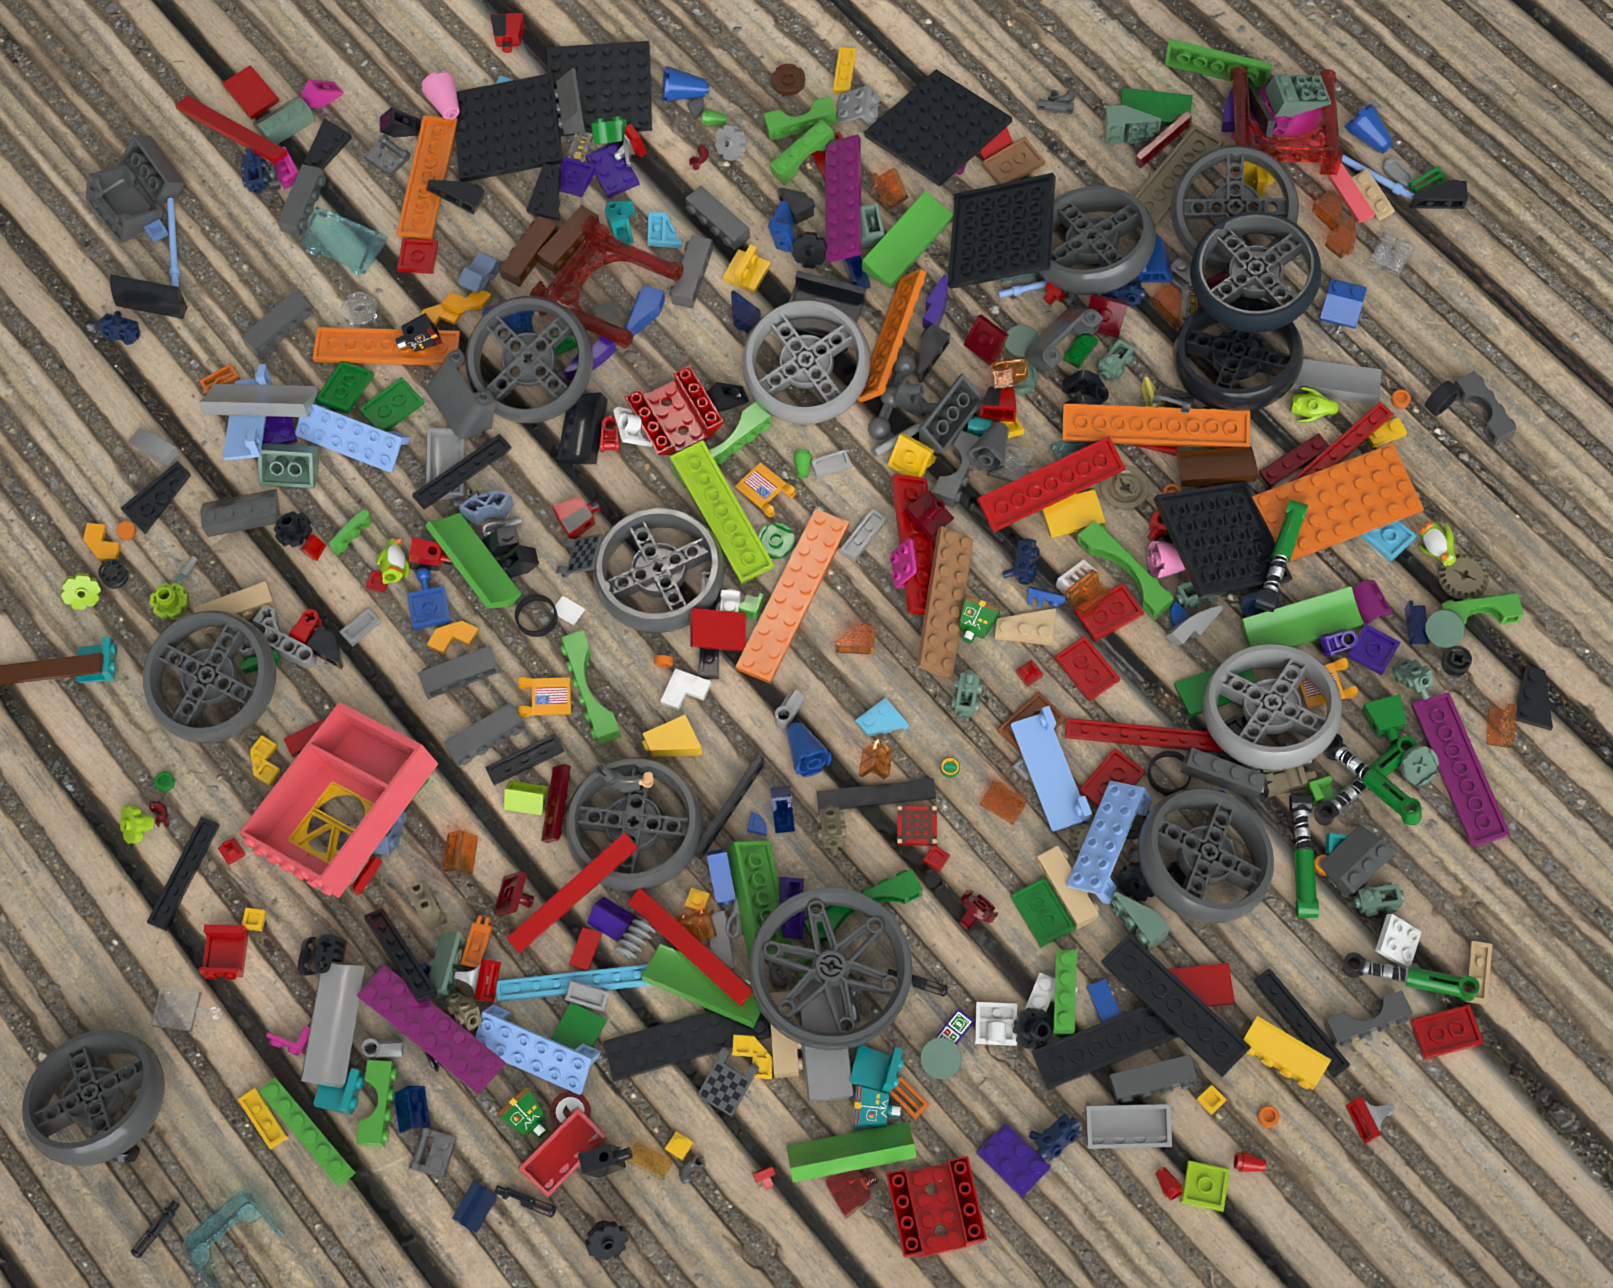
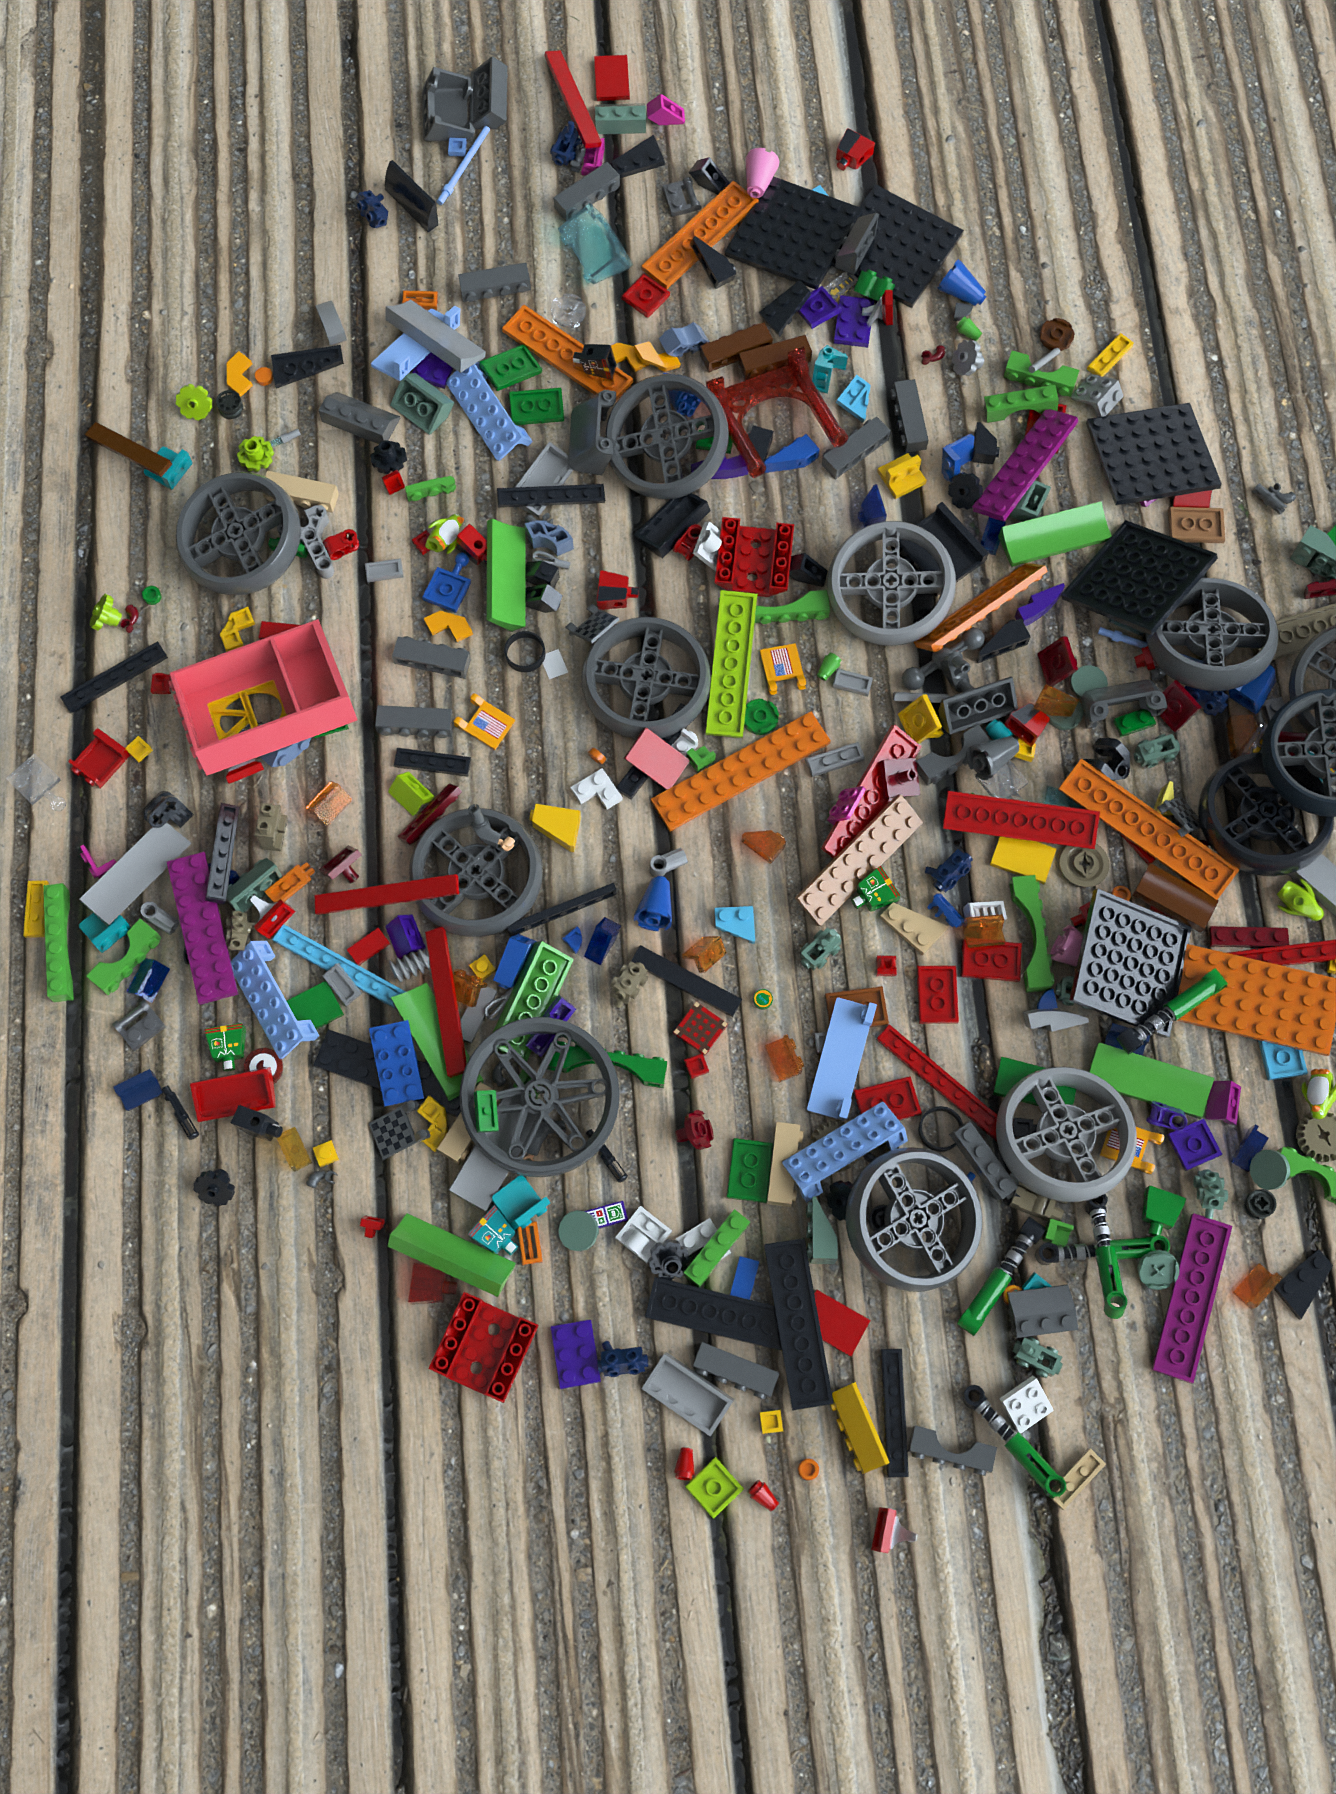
camera: 30 degrees right, 5 degrees up
(326, 646) = (346, 568): black slope -> none
(603, 721) = (534, 705): bright green arch -> none
(687, 1025) = (396, 1063): none -> blue plate
(795, 105) = (1044, 360): none -> light grey bar
(798, 1008) = (486, 1111): none -> plate
(890, 188) = (1073, 480): clear orange bracket -> none
(1446, 1032) = (1011, 1508): red tile -> none

